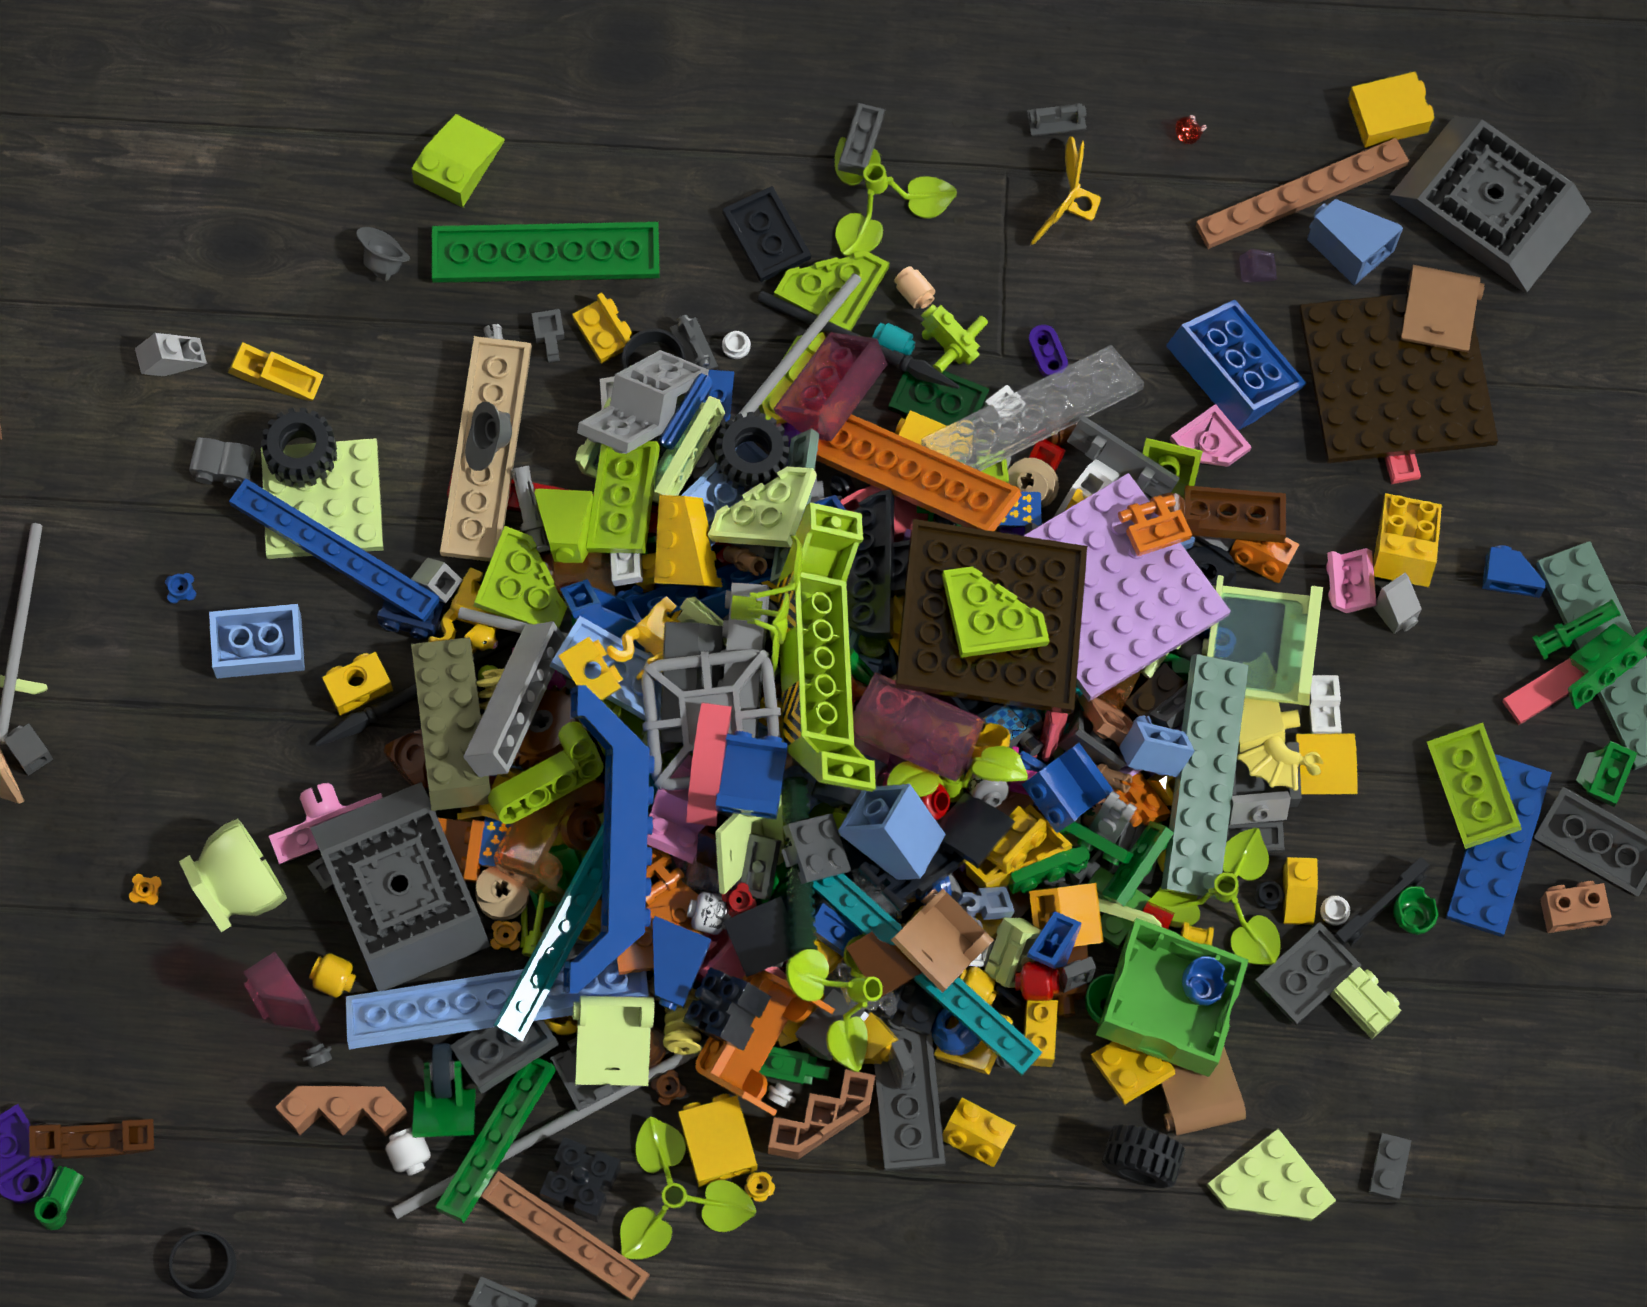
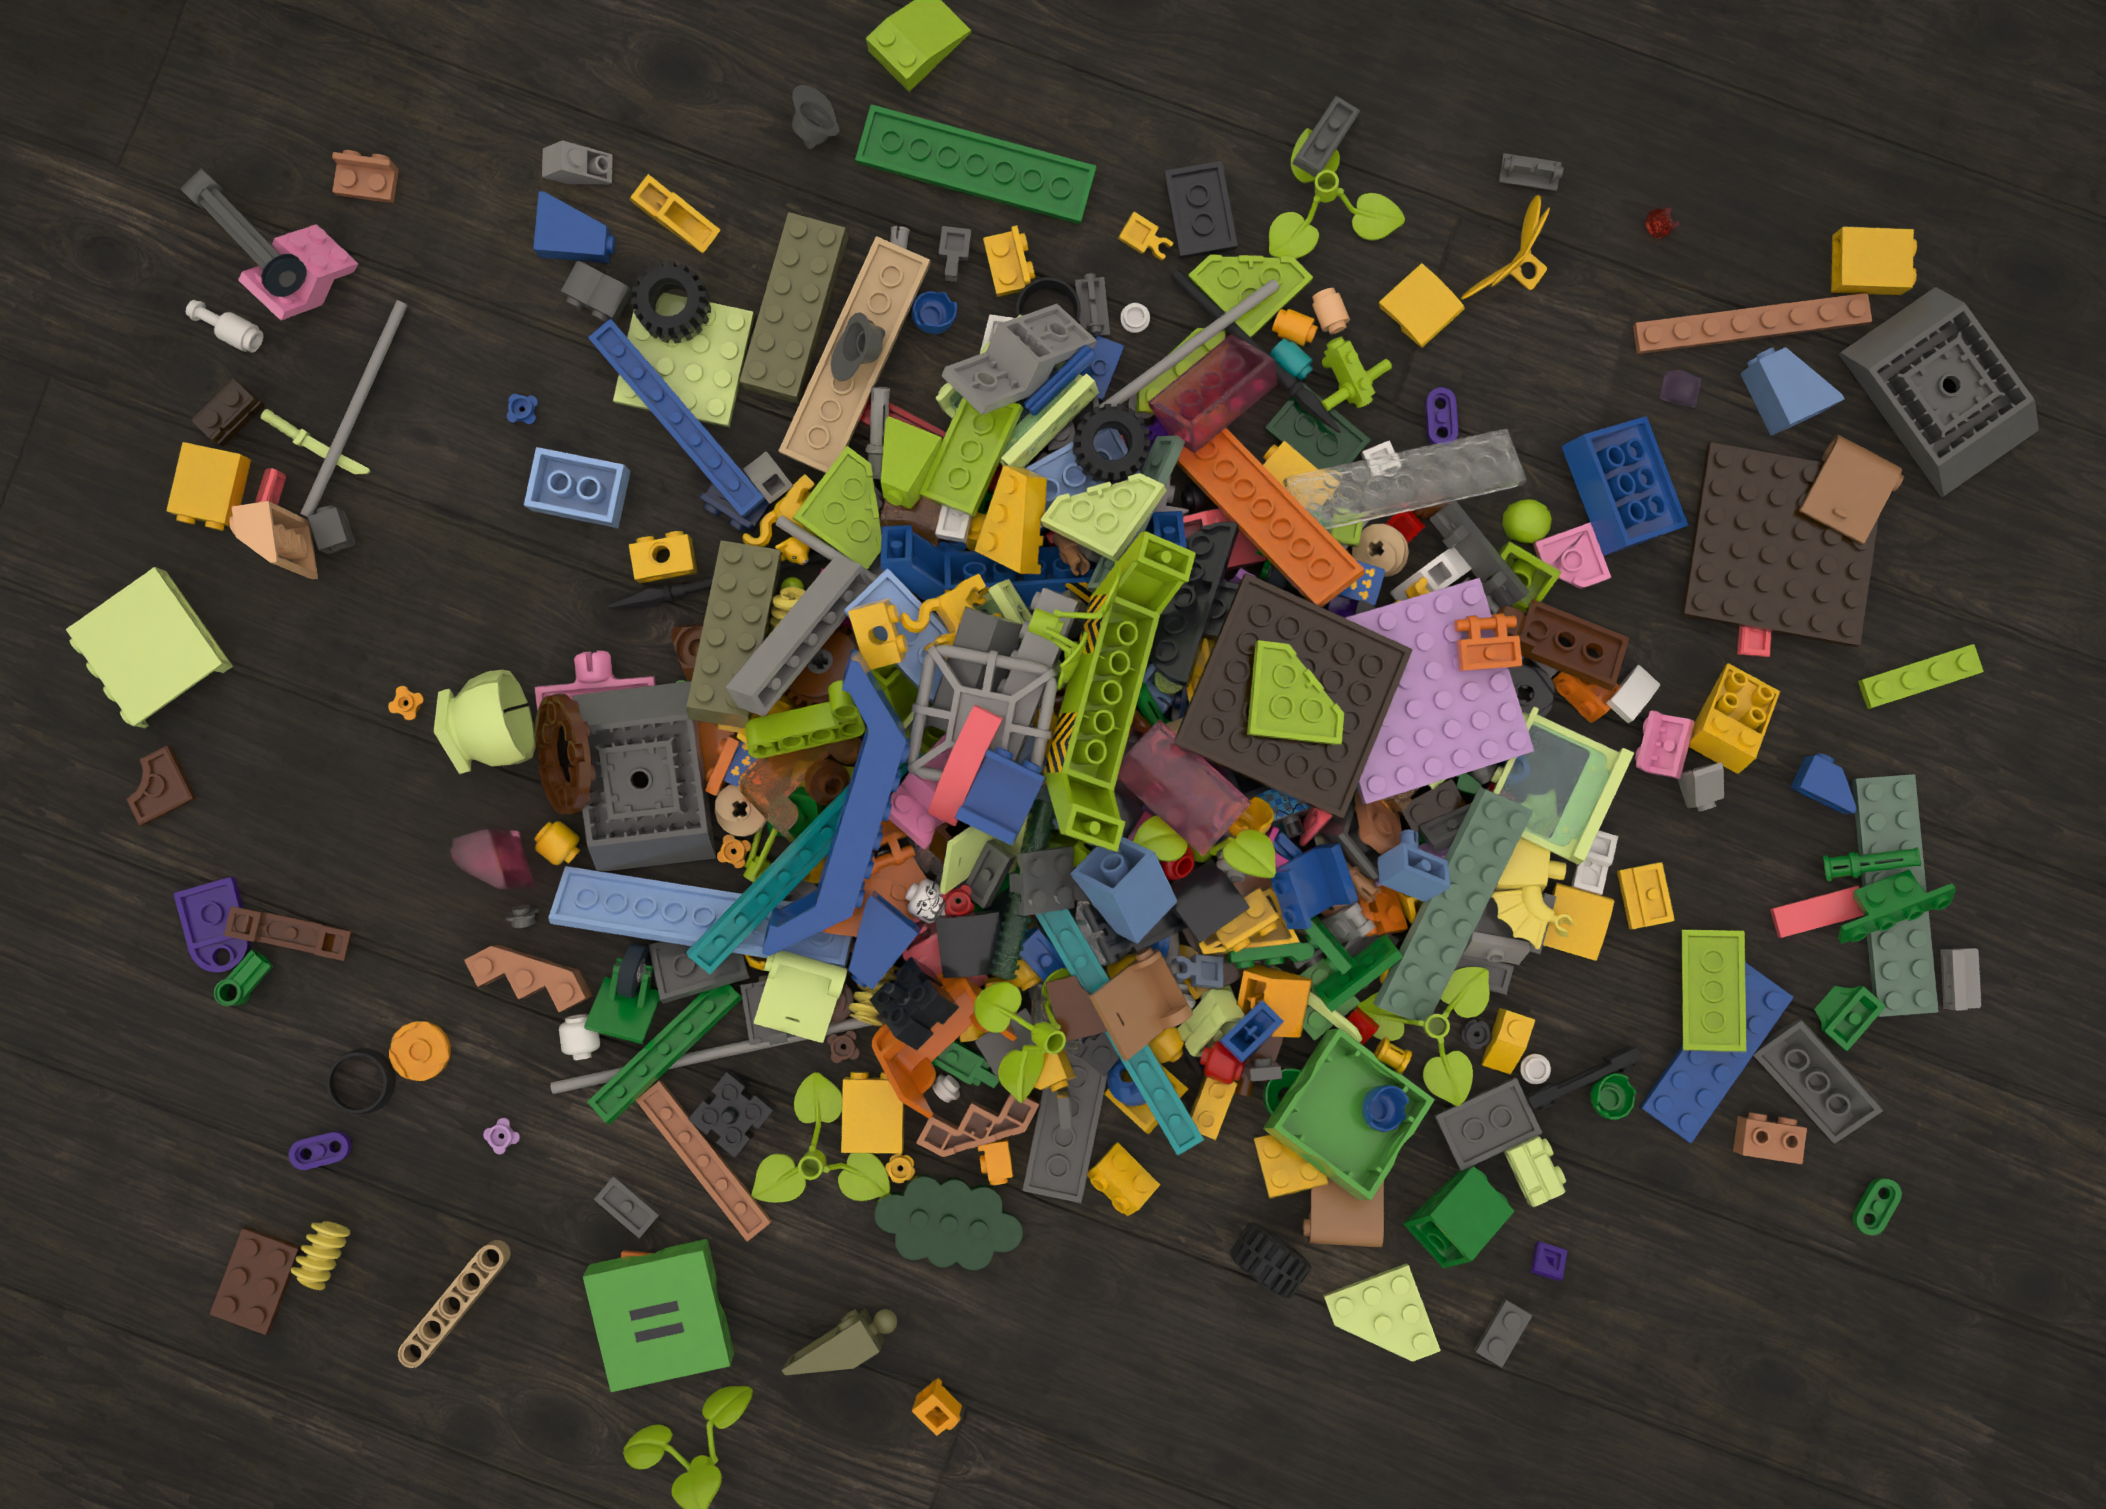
camera: 20 degrees right, 15 degrees up
(182, 416) = (570, 234): none -> blue slope
(252, 1217) = (419, 1050): none -> light orange tile
(293, 854) = (552, 714): none -> reddish brown plate
(354, 1266) = (492, 1136): none -> lavender plate
(414, 424) = (794, 308): none -> olive brick
(547, 391) = (934, 312): none -> blue hair
(718, 270) = (1140, 234): none -> yellow plate
(822, 1221) = (948, 1222): none -> dark green plate
(850, 1148) = (996, 1161): none -> light orange brick
(886, 310) = (1294, 327): none -> light orange brick
(997, 260) = (1421, 305): none -> yellow slope
(1157, 420) = (1527, 521): none -> lime hair
(1307, 543) = (1633, 694): none -> white slope
(1309, 1068) = (1459, 1218): none -> green slope
(1382, 721) = (1645, 895): none -> yellow plate
(1409, 1084) = (1549, 1261): none -> dark purple tile
(1564, 454) = (1920, 676): none -> lime plate

